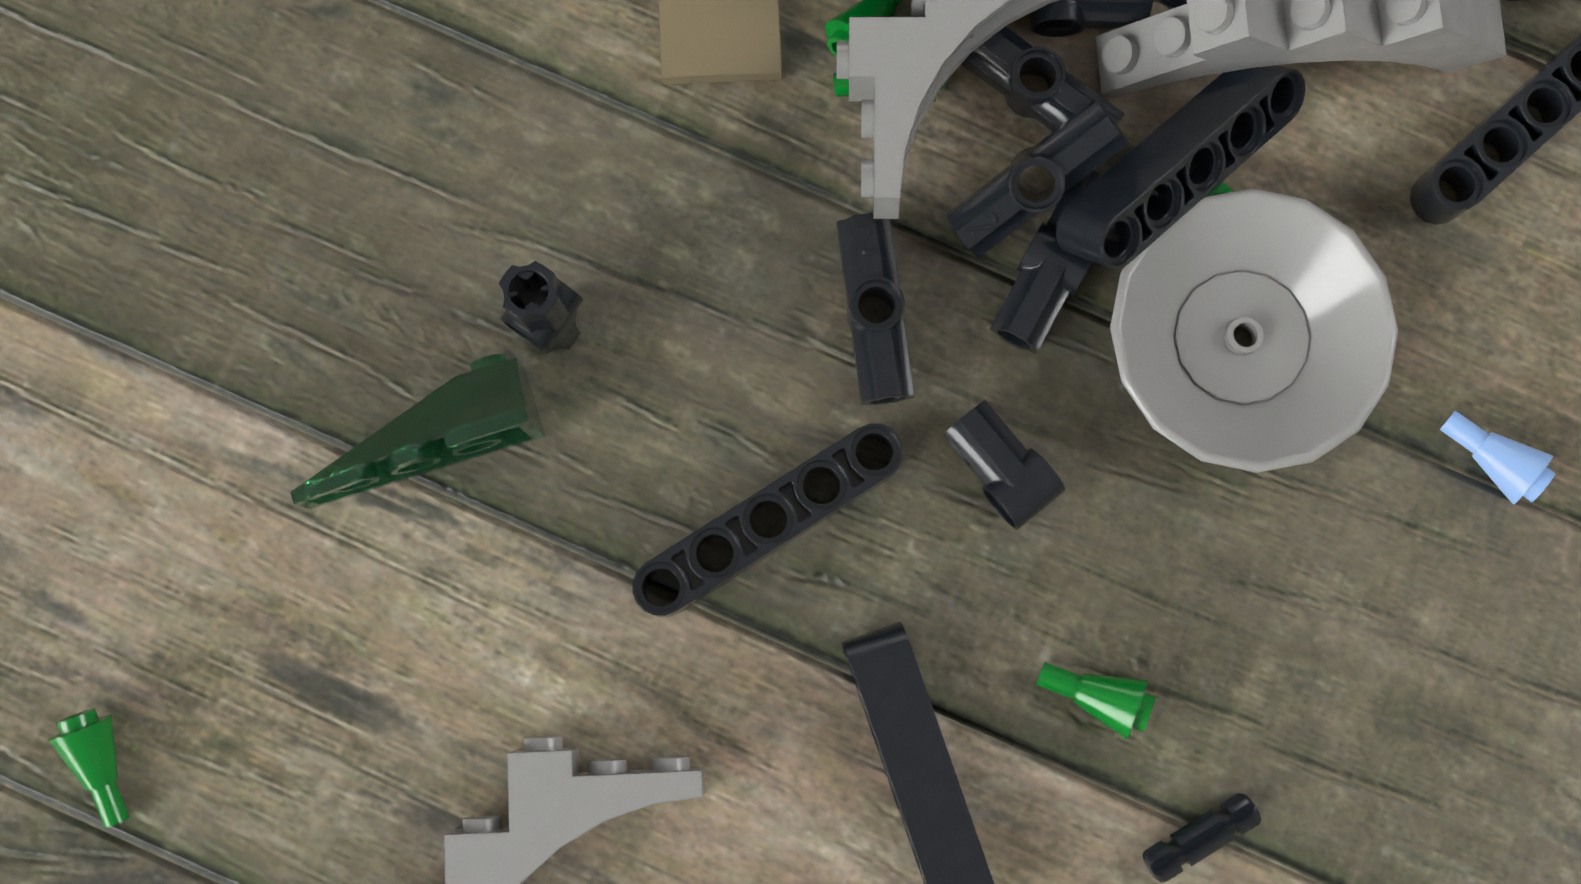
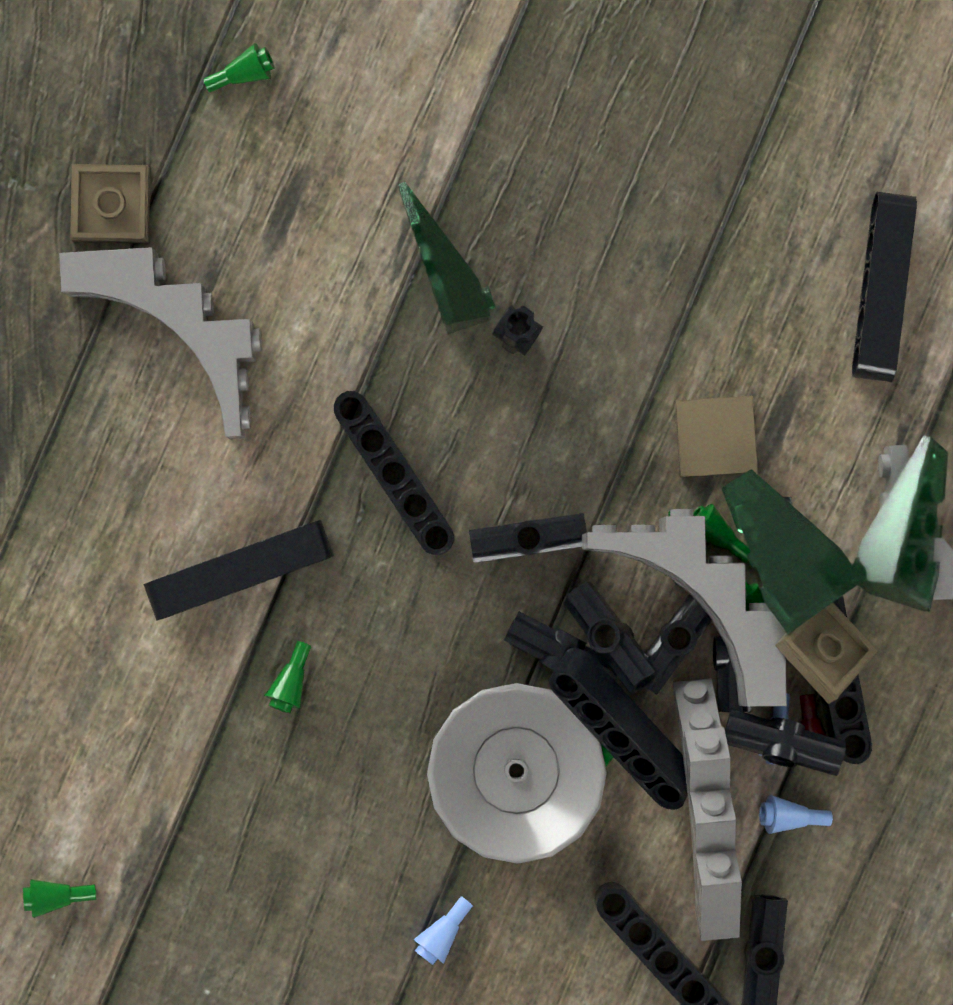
camera: 90 degrees right, 5 degrees up
(1014, 478) = (425, 624): black piece -> none
(1201, 837) = (206, 742): black axle -> none

